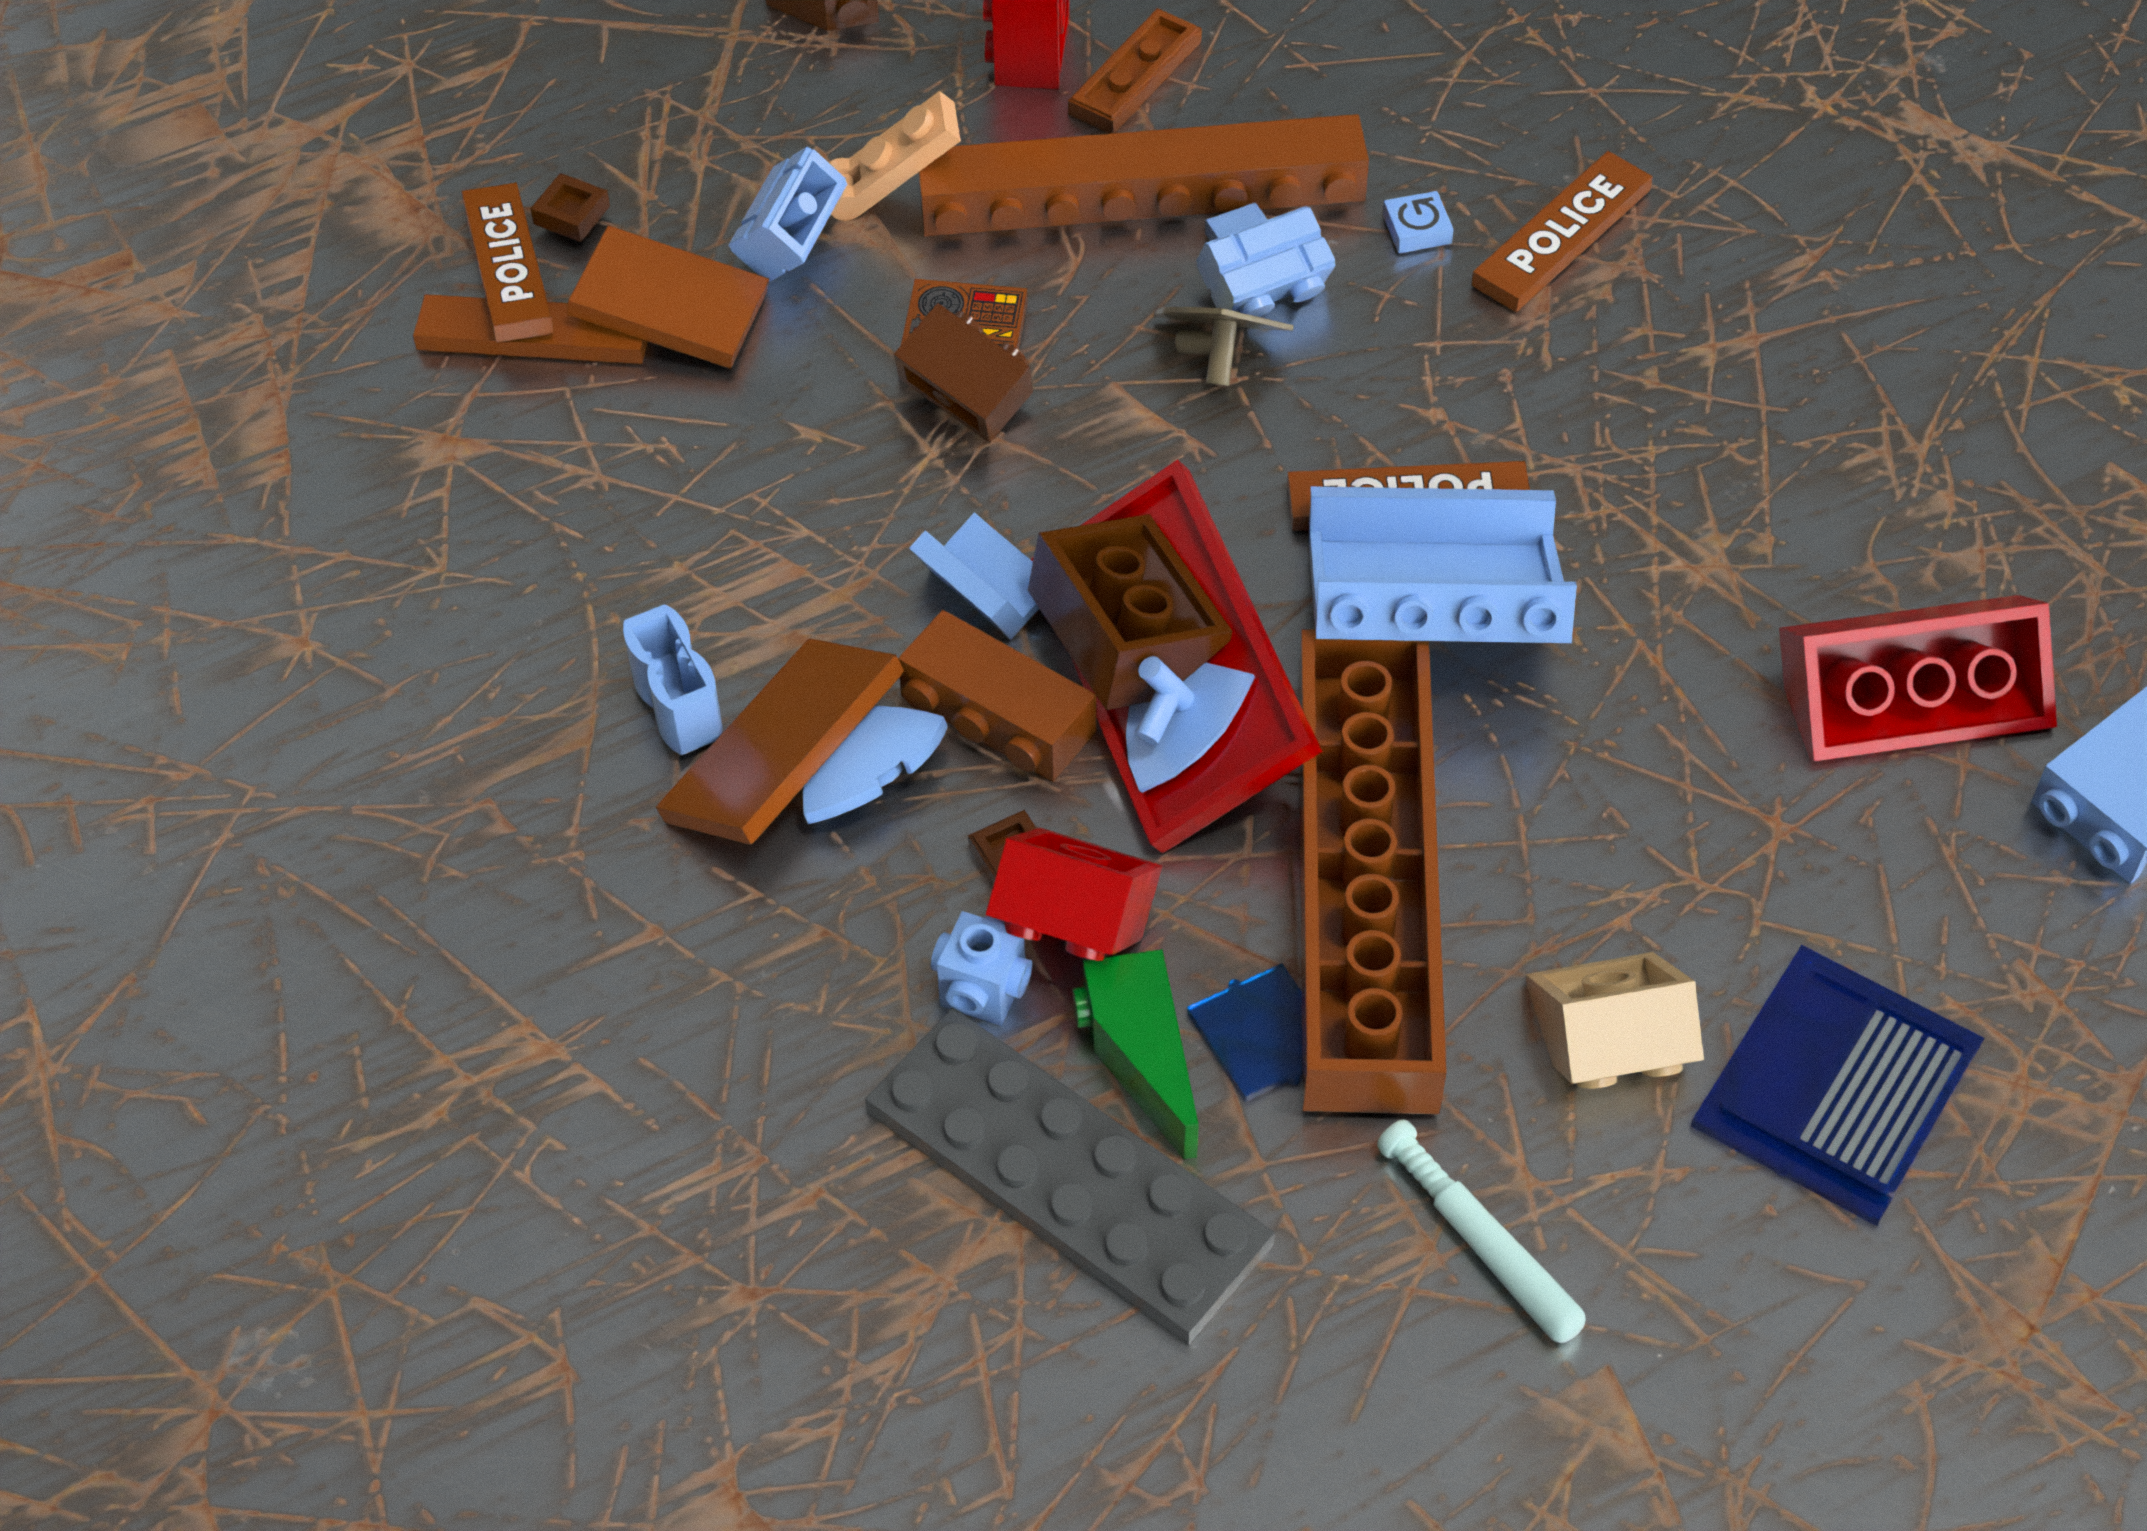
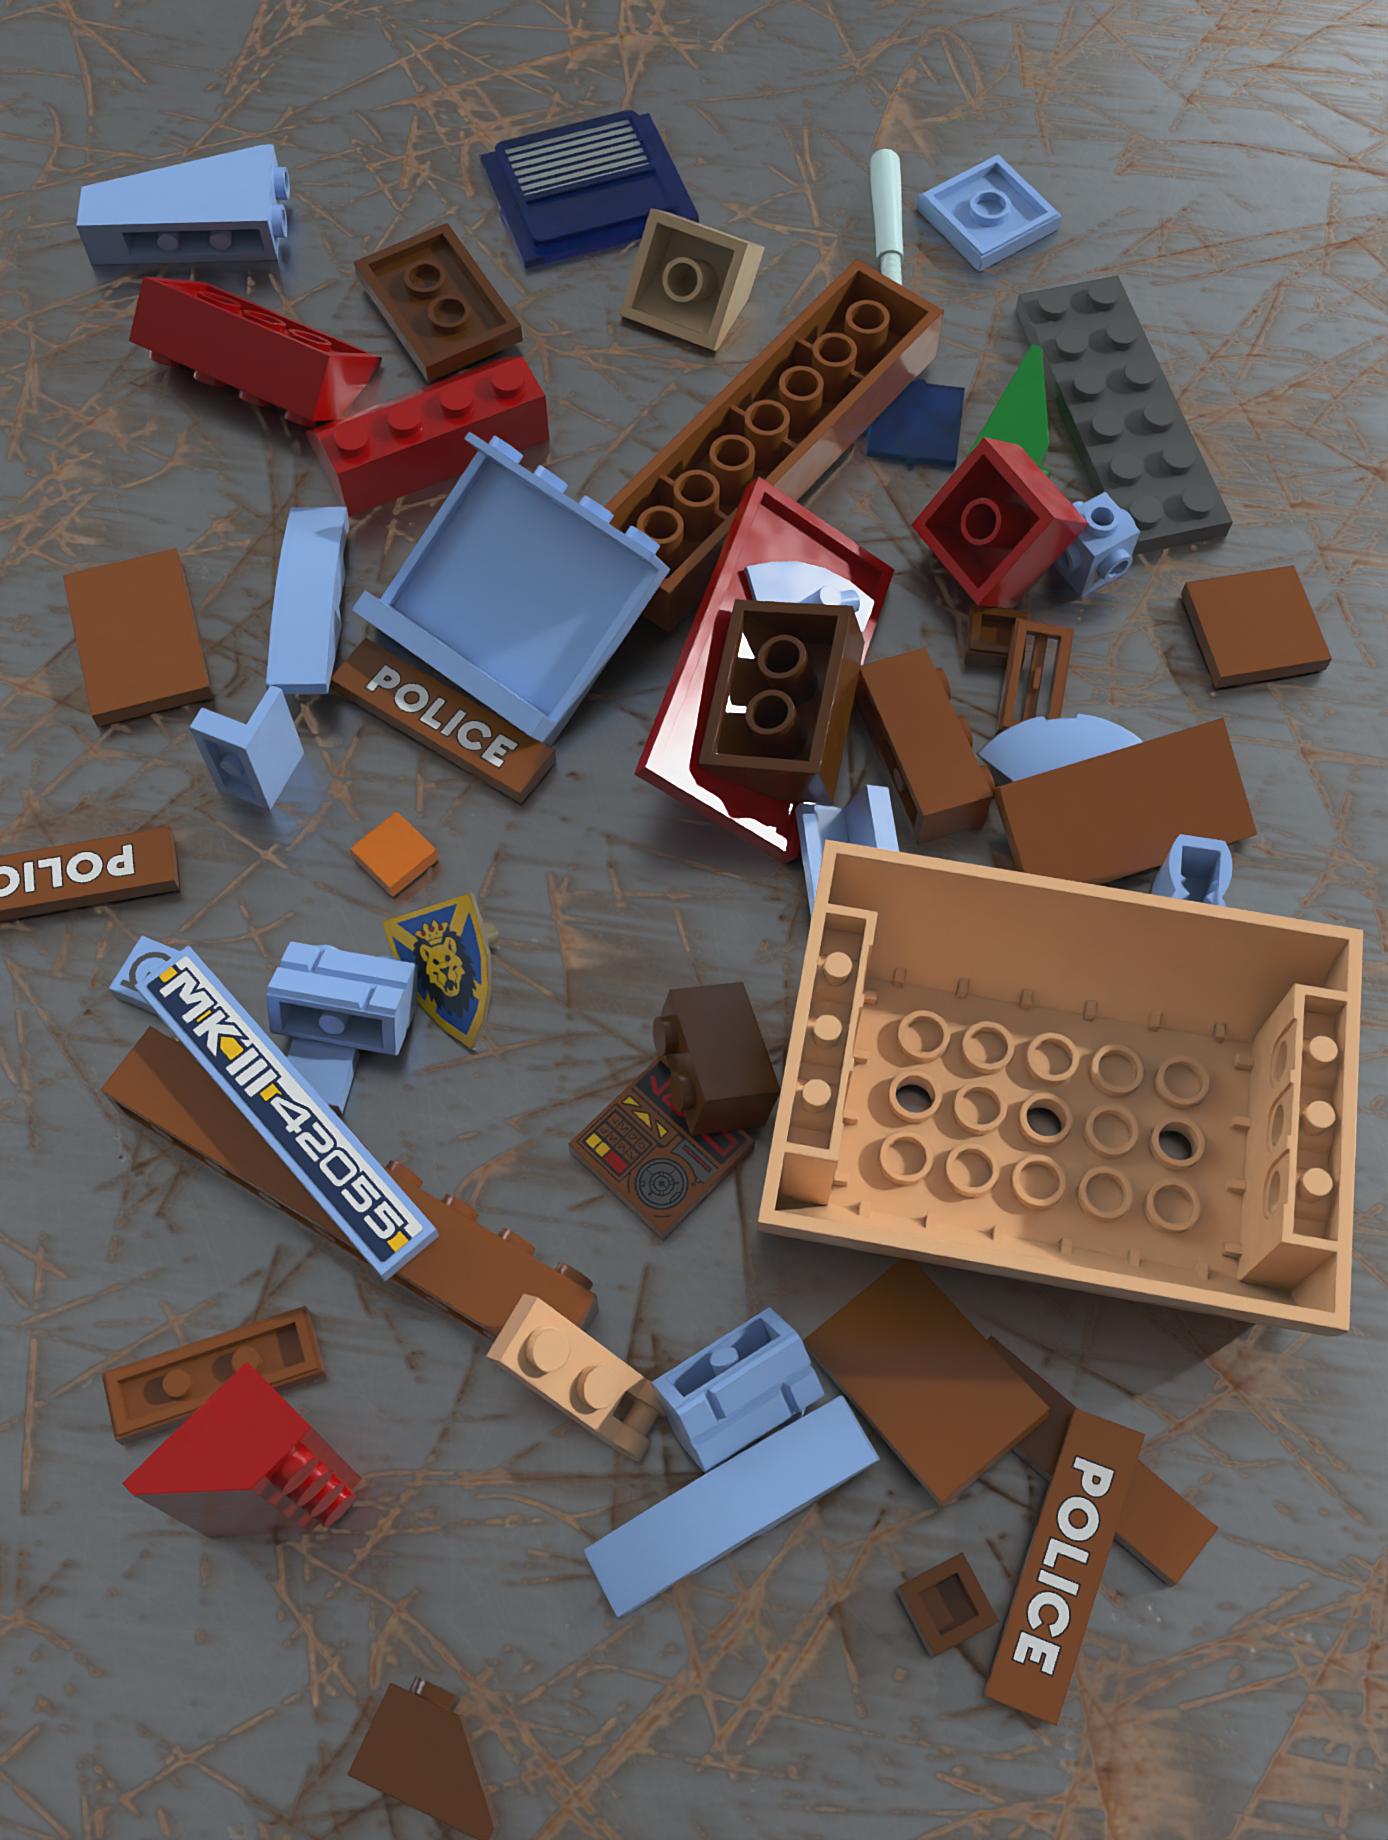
camera: 145 degrees left, 10 degrees up
(669, 386) = (1122, 1024): none -> light nougat slope
(735, 174) = (730, 1506): none -> light blue slope
(775, 1012) = (1255, 626): none -> dark orange tile
(958, 842) = (1041, 632): none -> dark orange tile
(1225, 160) = (288, 1113): none -> tile
(1340, 387) = (394, 853): none -> orange tile
(1400, 1344) = (988, 212): none -> light blue tile
(1505, 341) = (254, 757): none -> light blue panel
(1611, 498) = (307, 601): none -> light blue slope
(1688, 705) = (422, 433): none -> red slope
(1712, 410) = (137, 637): none -> dark orange tile
(1822, 833) = (438, 302): none -> reddish brown plate

